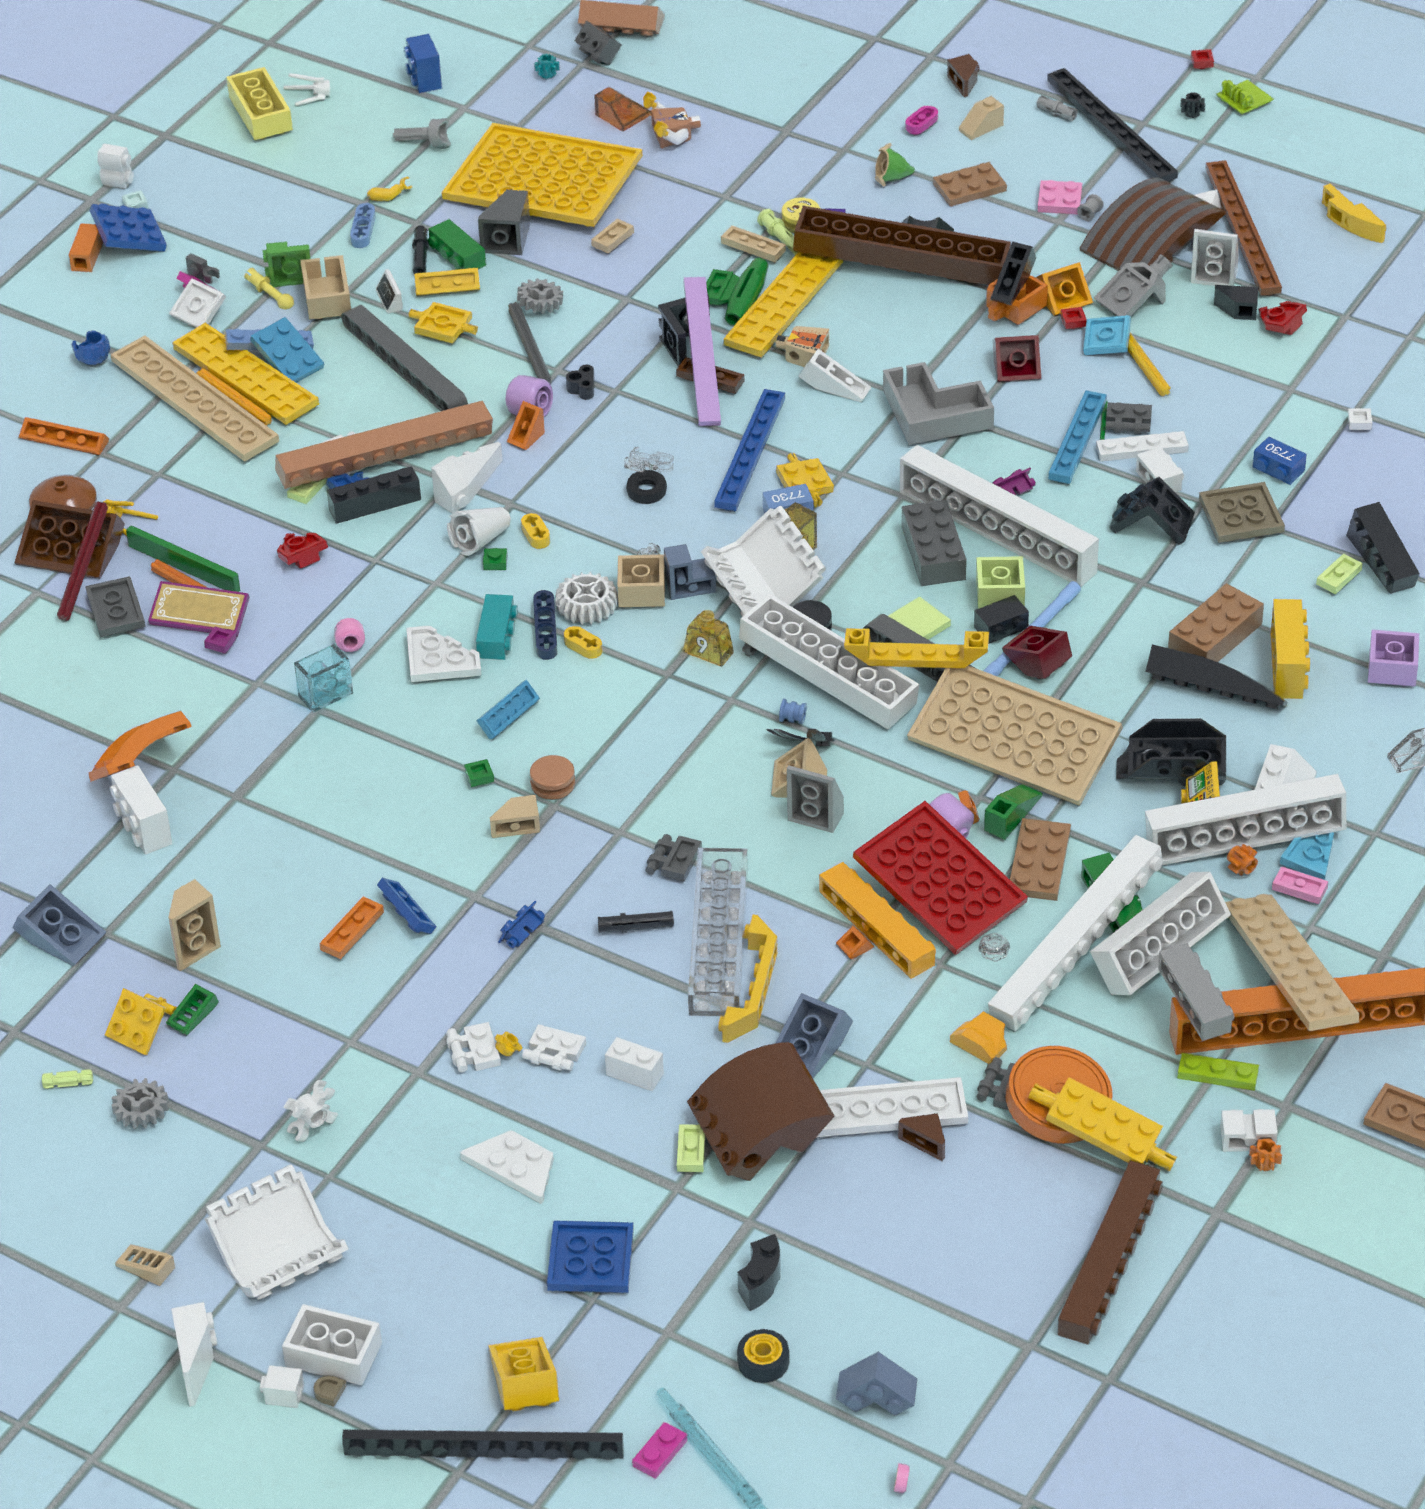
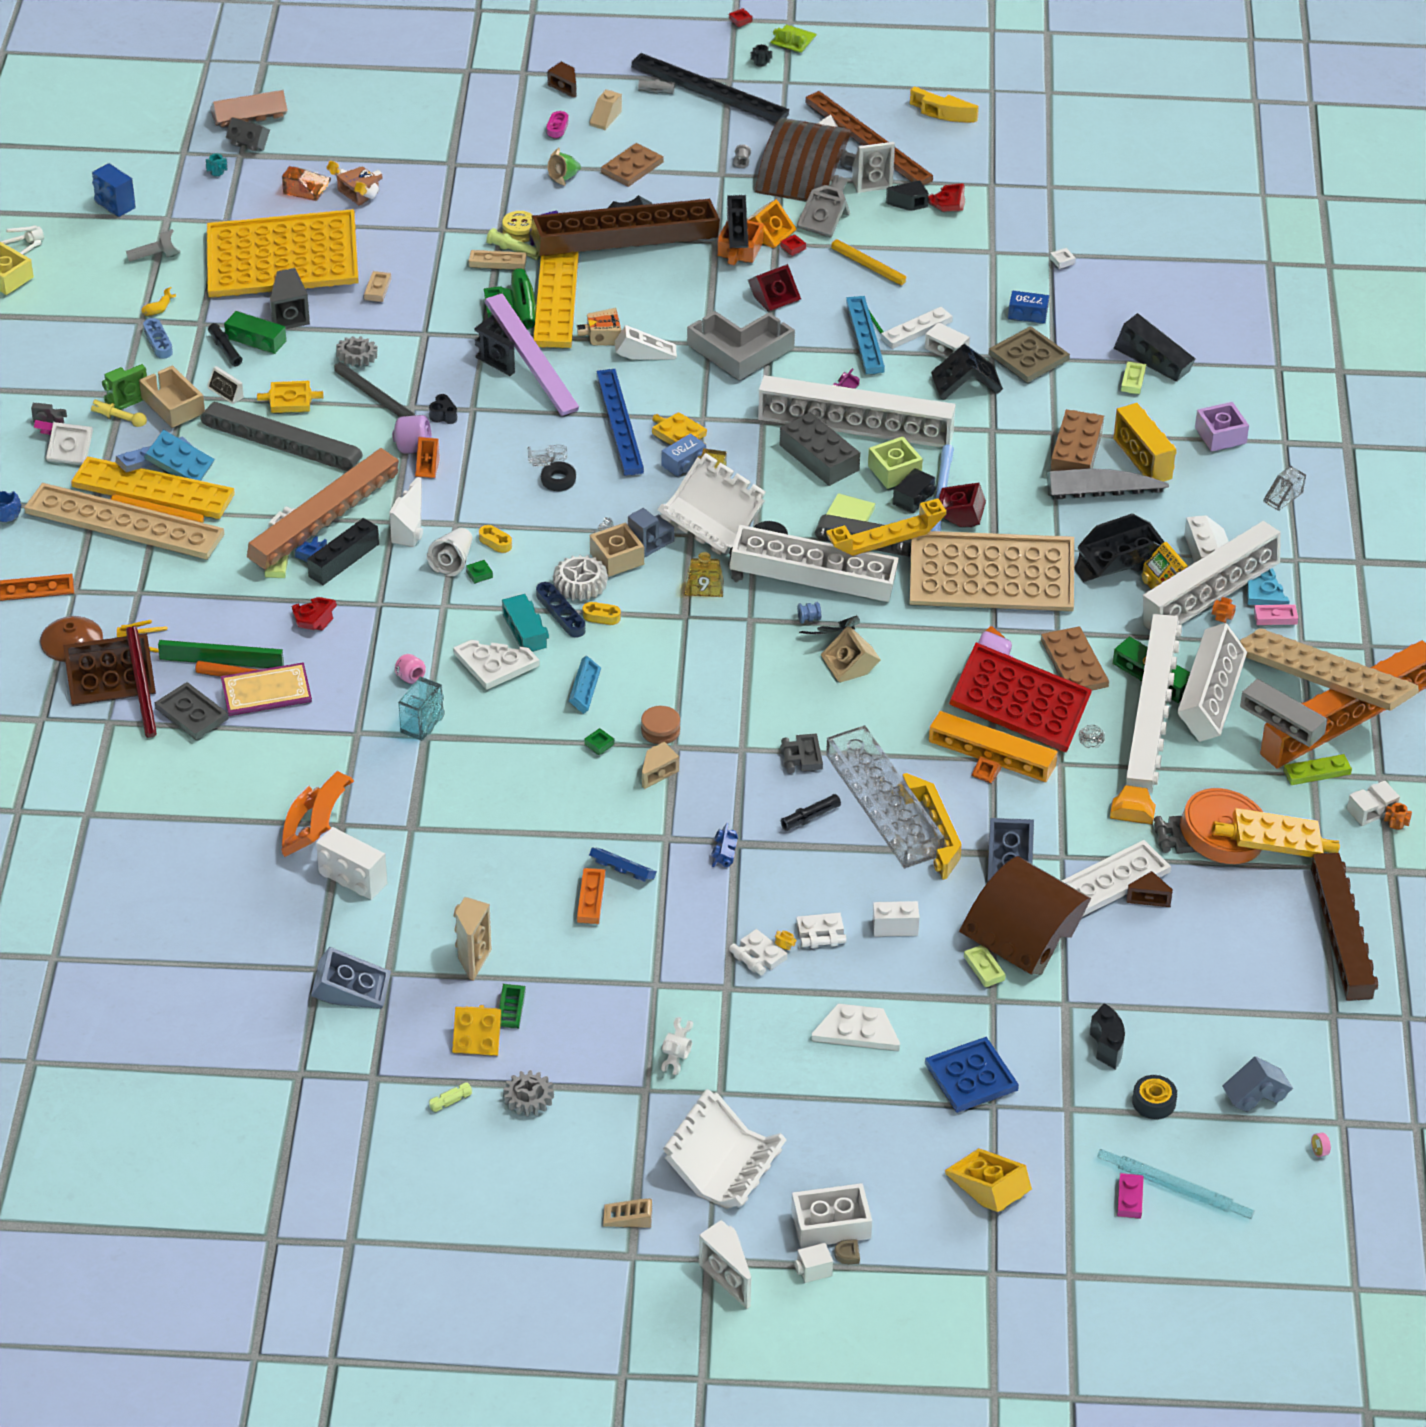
camera: 30 degrees left, 0 degrees up
(220, 639) = (302, 708): magenta plate -> none
(447, 281) = (268, 362): yellow plate -> none
(483, 1444) = (999, 1244): black plate -> none
(726, 379) = (523, 374): reddish brown plate -> none
(813, 799) = (884, 671): light grey slope -> none
(1008, 810) = (1030, 631): green slope -> none
(1059, 197) = (710, 155): bright pink plate -> none
(1107, 335) = (830, 250): medium azure tile -> none
(1128, 417) = (890, 309): dark grey plate -> none

